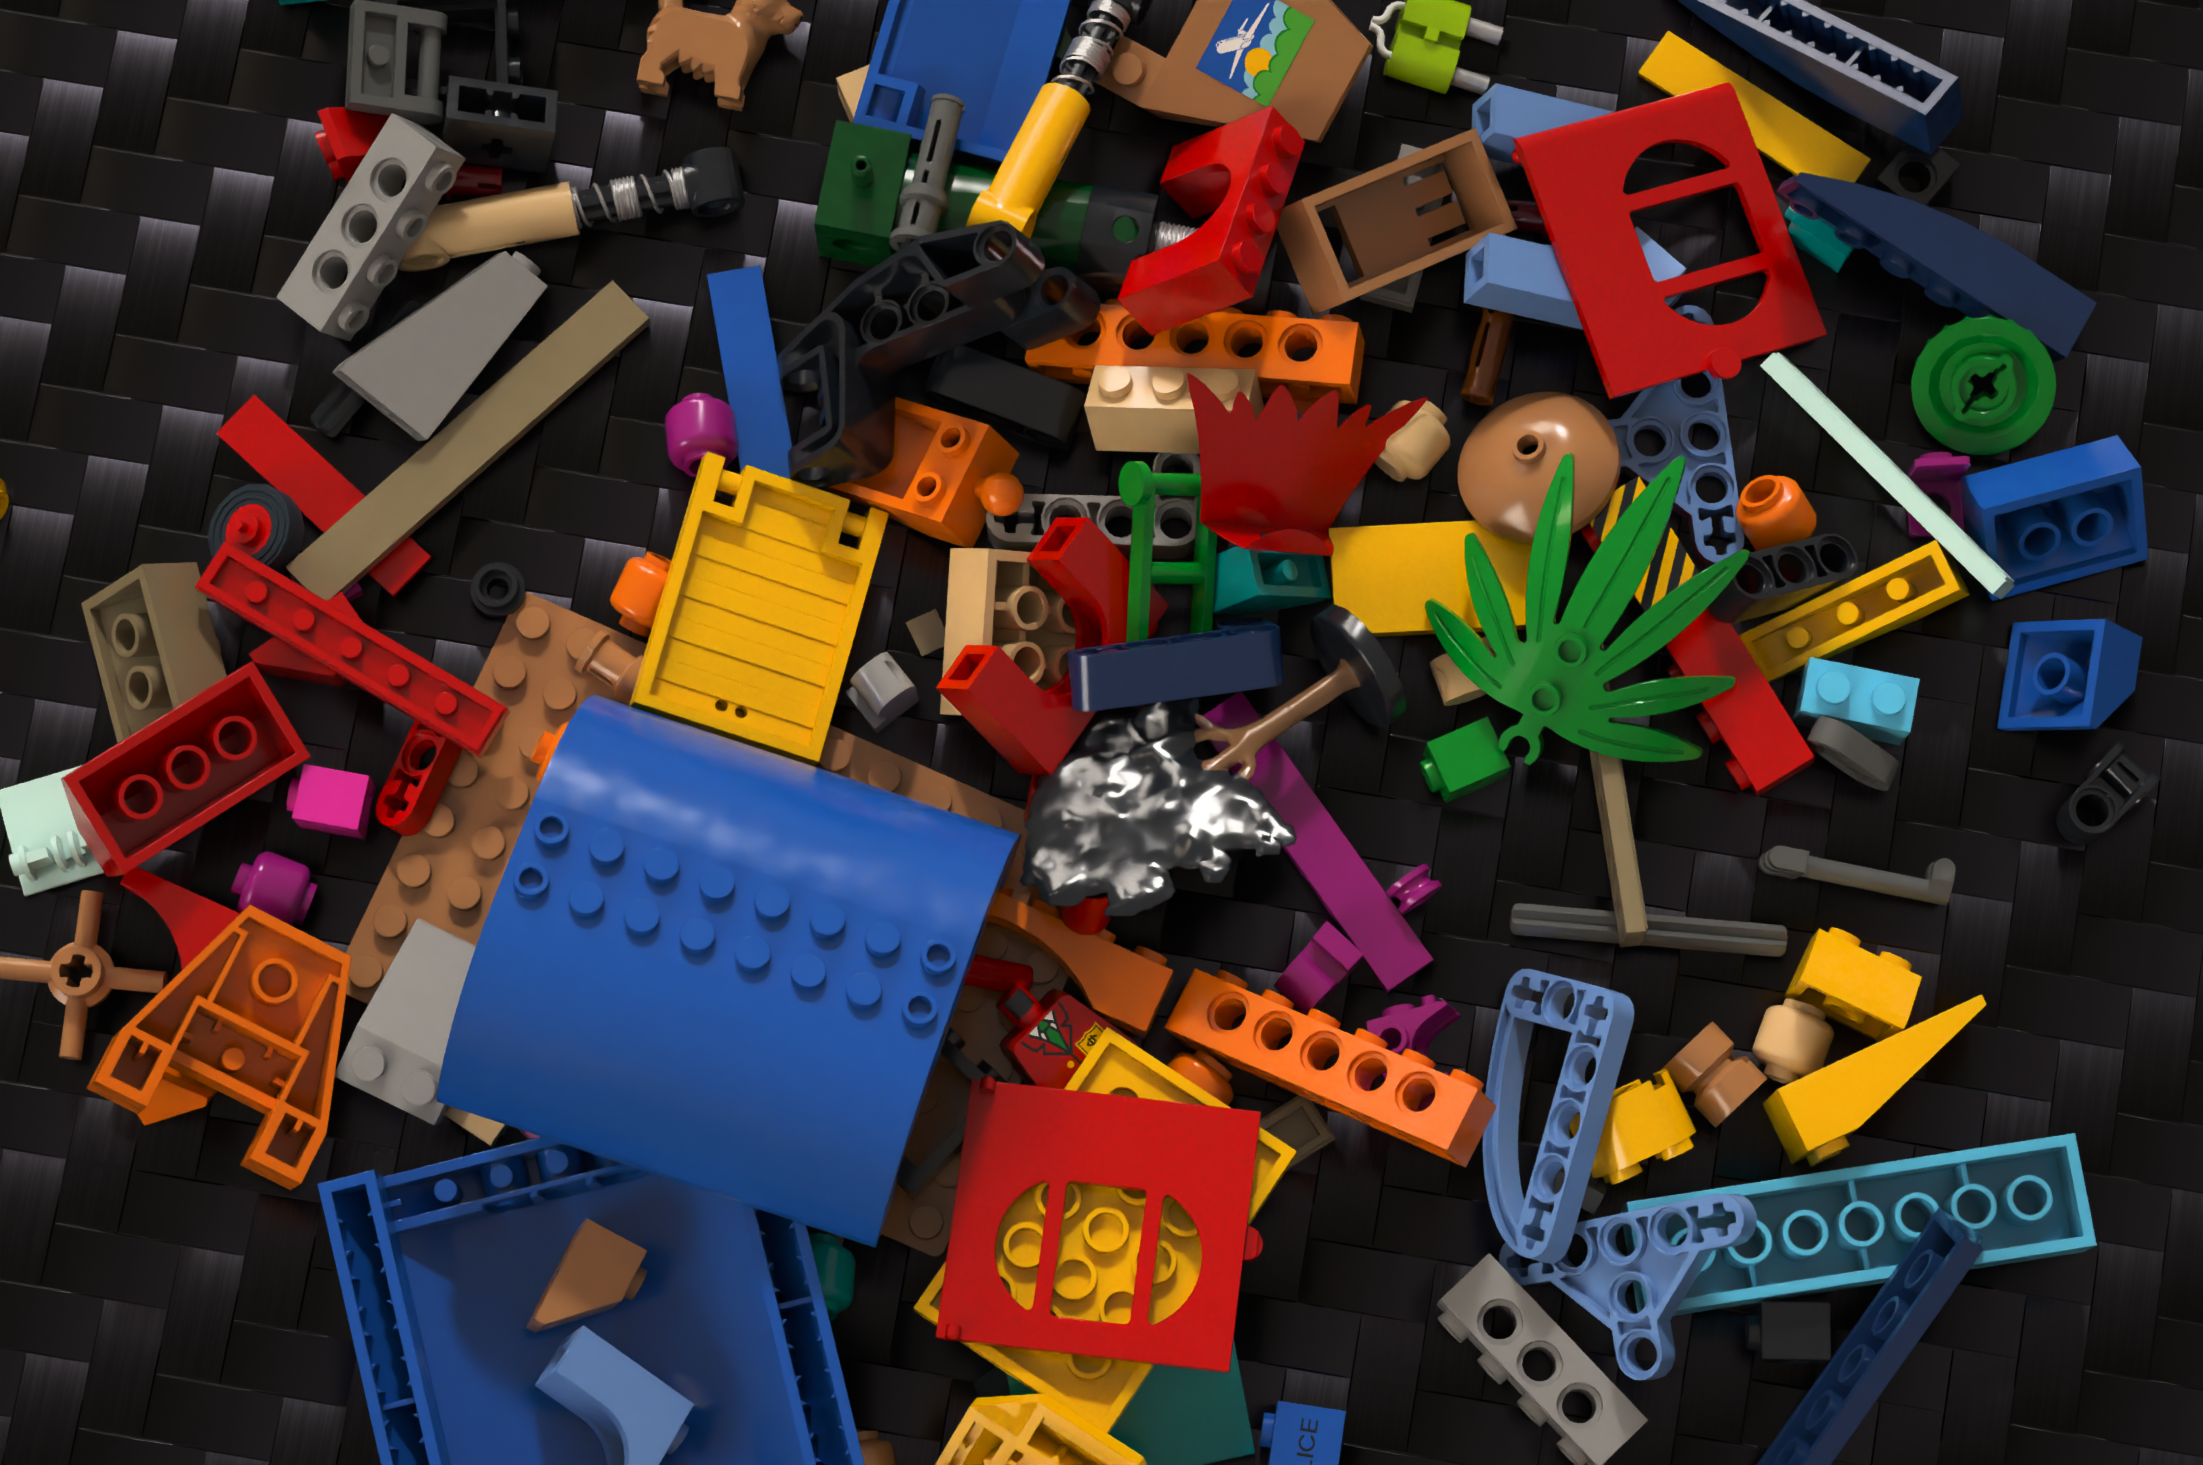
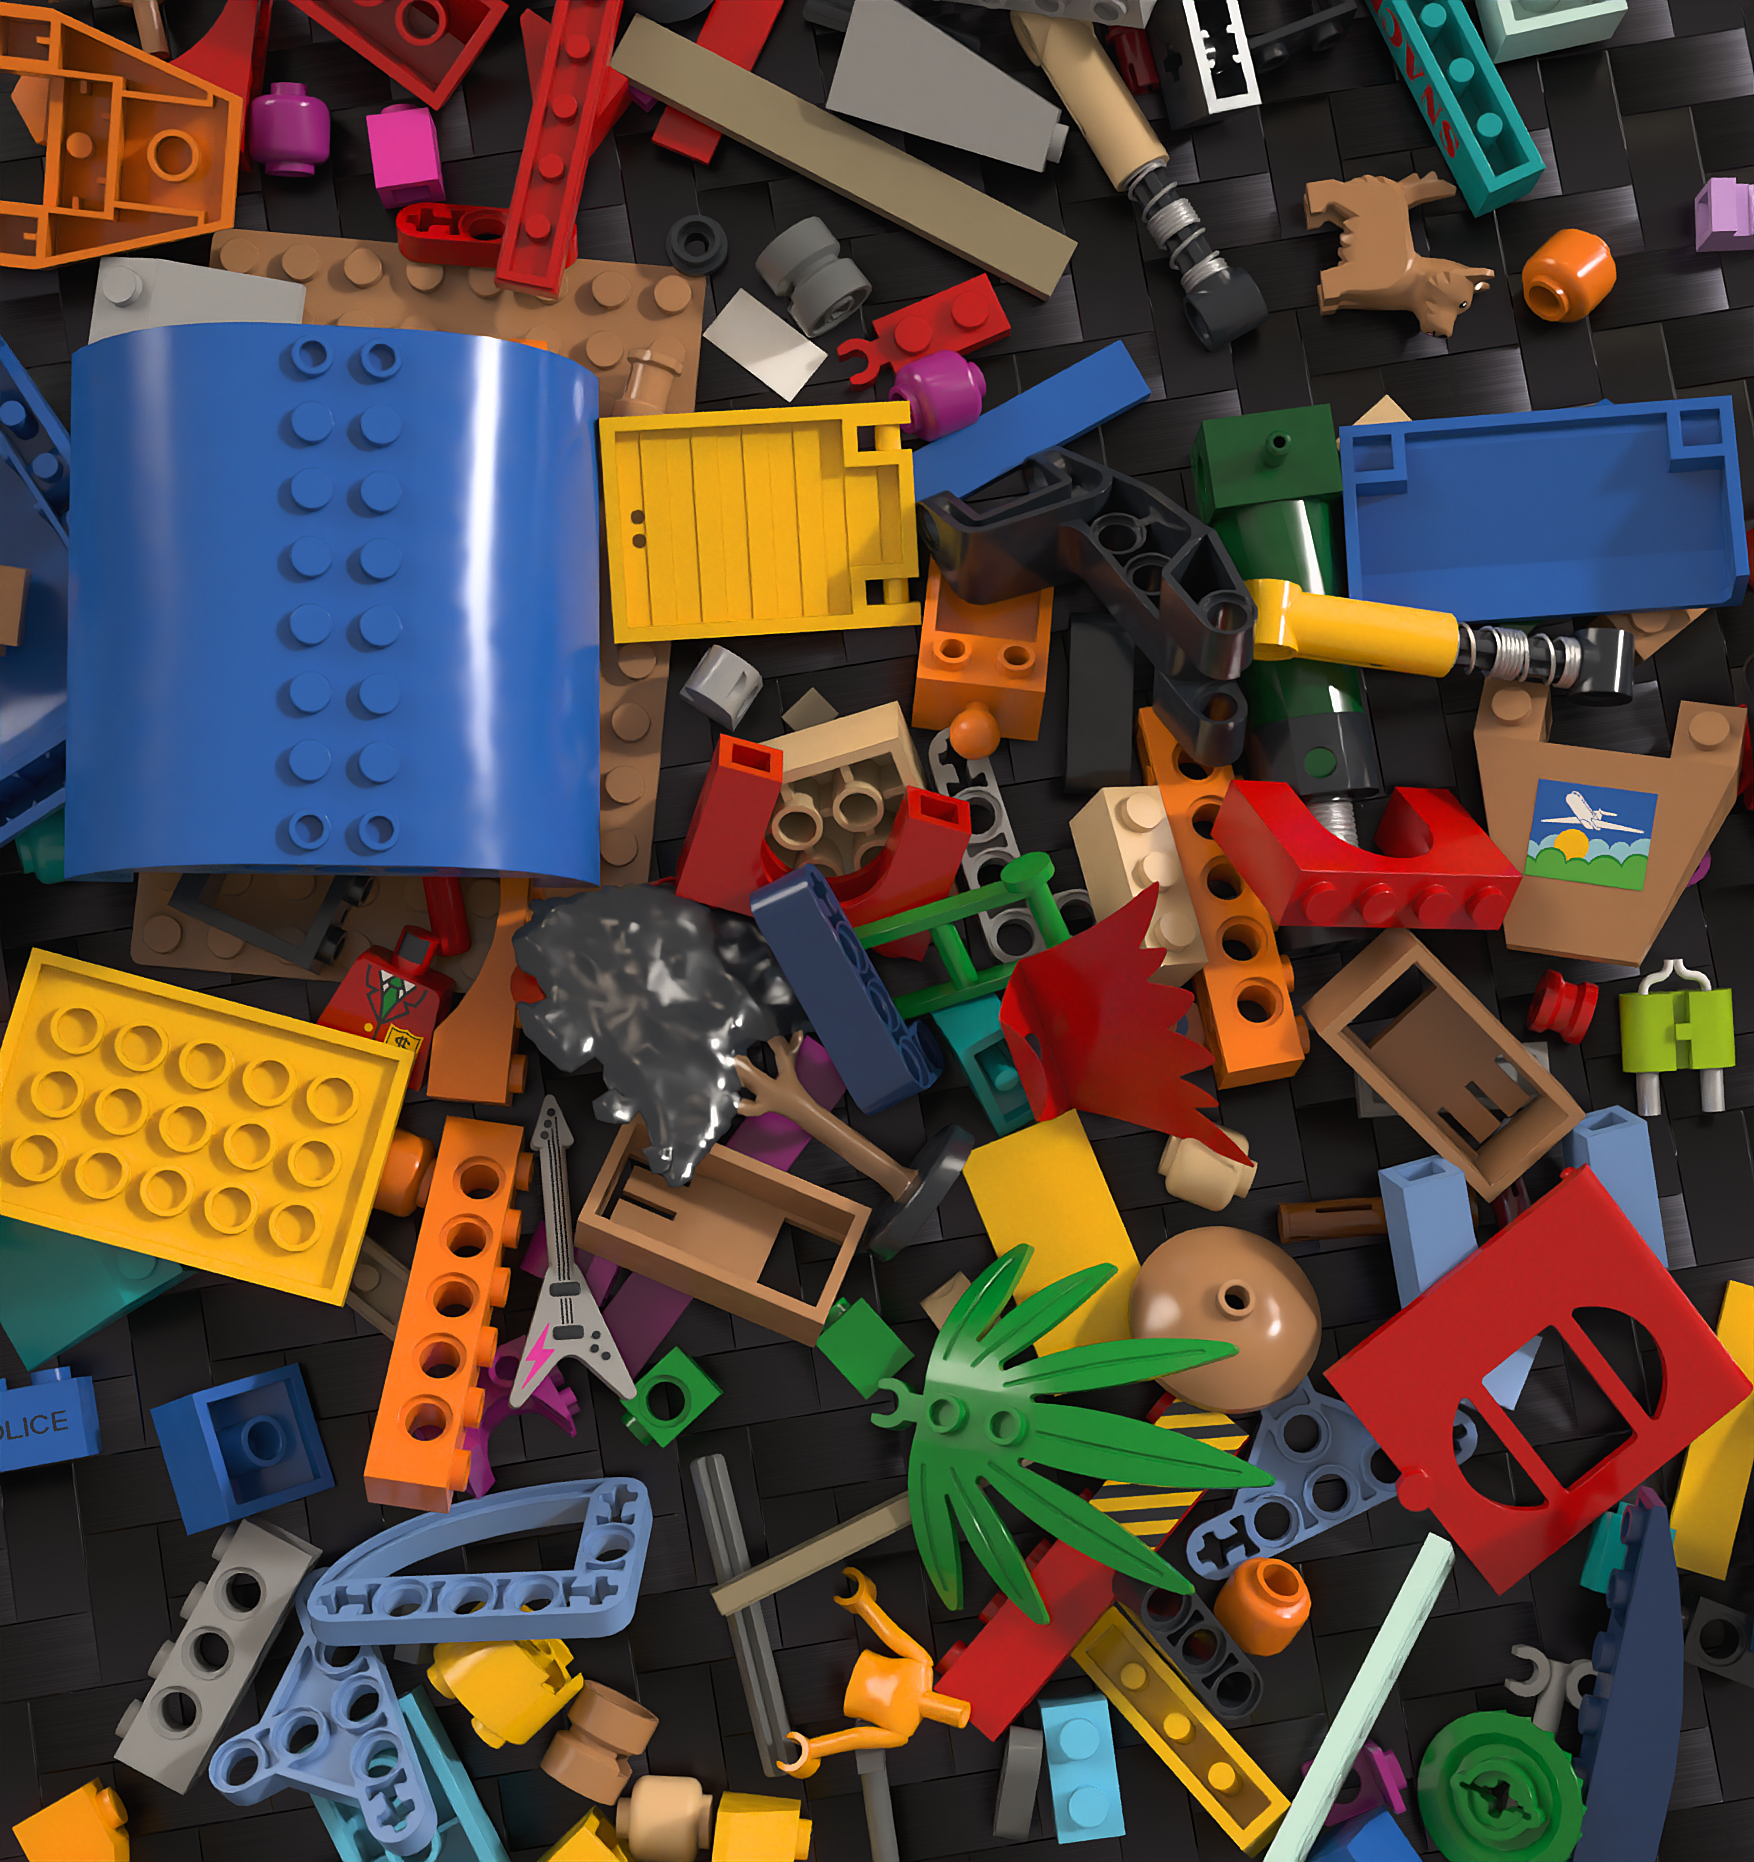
camera: 70 degrees right, 5 degrees up
(564, 500) = (807, 269): none -> dark grey wheel
(597, 564) = (765, 345): none -> white sticker
(639, 421) = (953, 320): none -> red plate
(640, 592) = (742, 388): orange head -> none
(925, 197) = (1272, 528): dark grey pin -> none
(1063, 1137) = (292, 1149): red door -> none
(1336, 834) = (718, 1231): none -> medium nougat piece
(1361, 979) = (565, 1313): none -> light grey piece
(1379, 121) = (1562, 1007): none -> red wheel
(1380, 1291) = (242, 1448): none -> blue slope
(1414, 888) = (699, 1338): magenta bush -> none
(1459, 904) = (697, 1389): none -> green brick
(1746, 831) = (881, 1690): none -> light orange piece
(1910, 318) = (1554, 1683): none -> light grey bar

